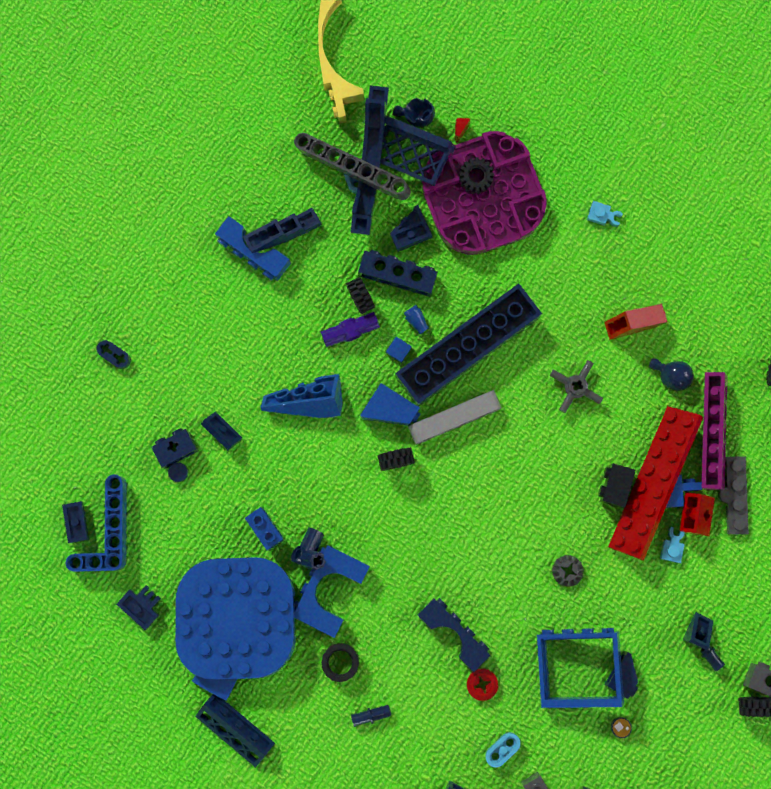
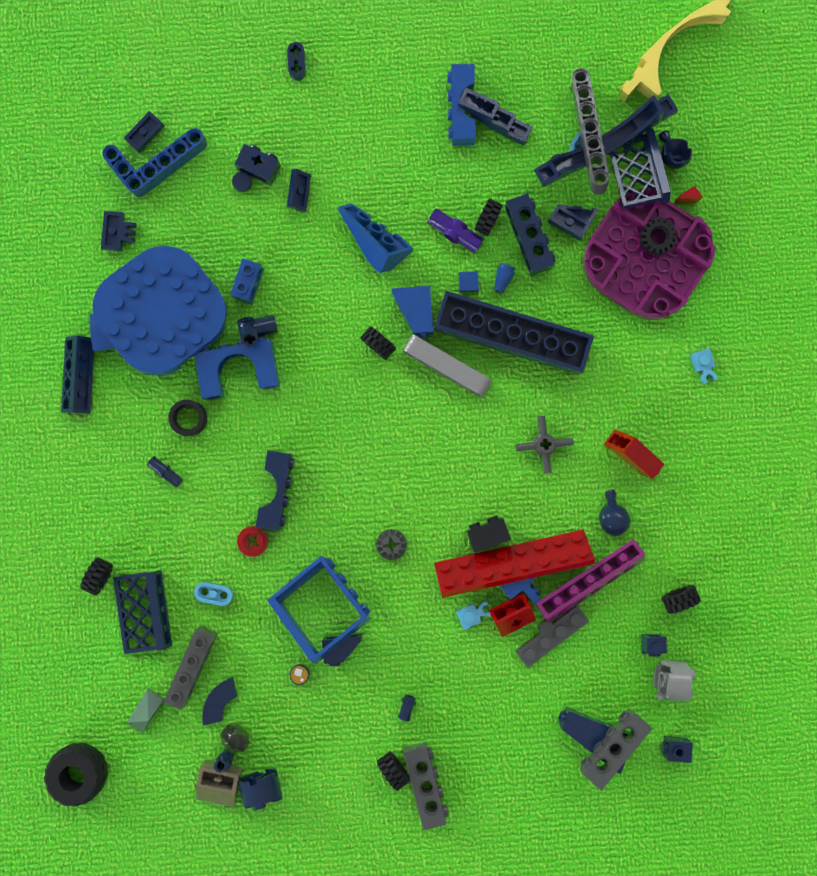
camera: 50 degrees right, 5 degrees up
(699, 631) = (420, 683): dark blue slope -> none

